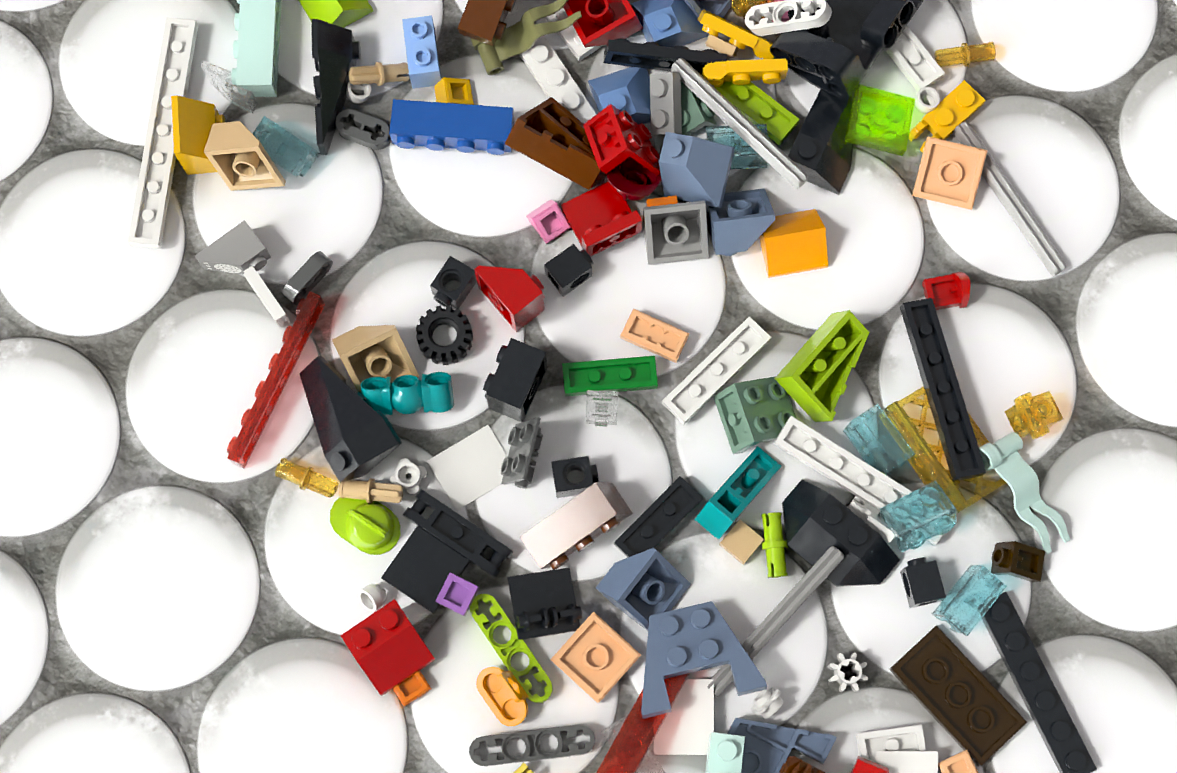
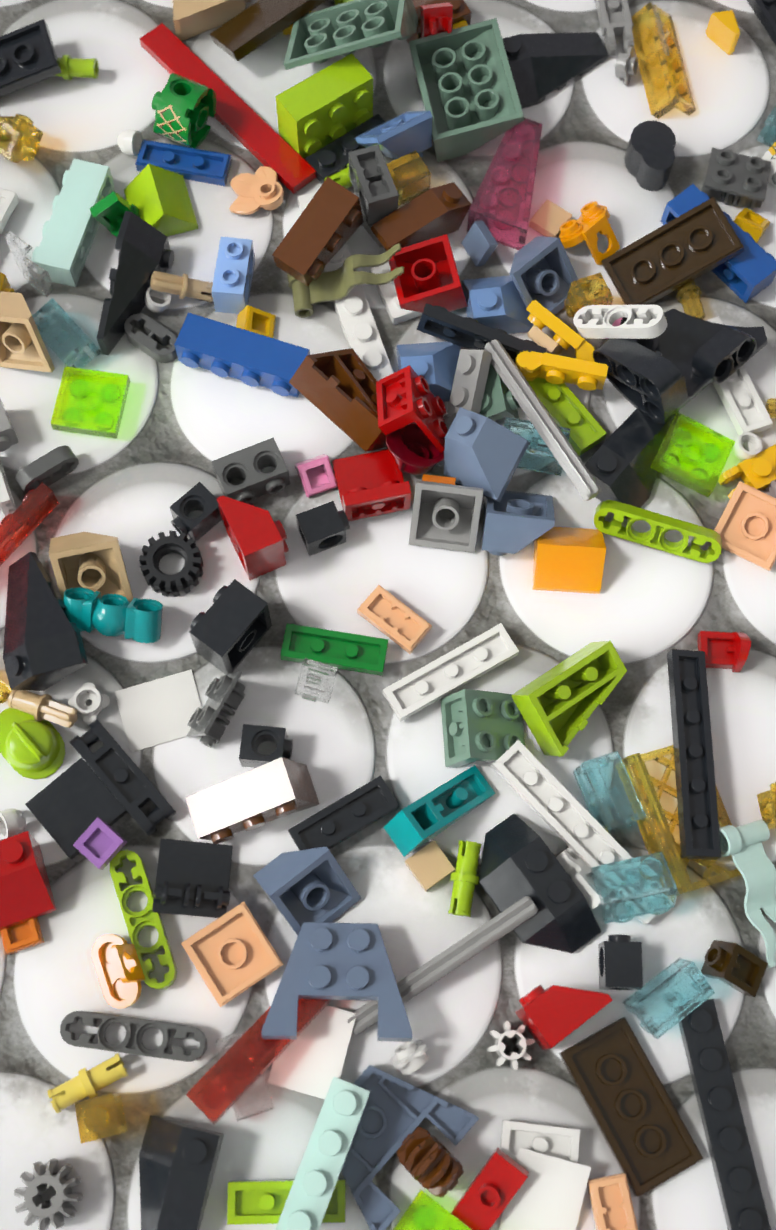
camera: 10 degrees right, 5 degrees down
(296, 20) = (111, 211): none -> green tile
(326, 204) = (90, 402): none -> clear neon green plate
(486, 229) = (247, 465): none -> dark grey brick
(866, 194) = (659, 526): none -> lime beam
(880, 634) = (558, 1012): none -> red slope

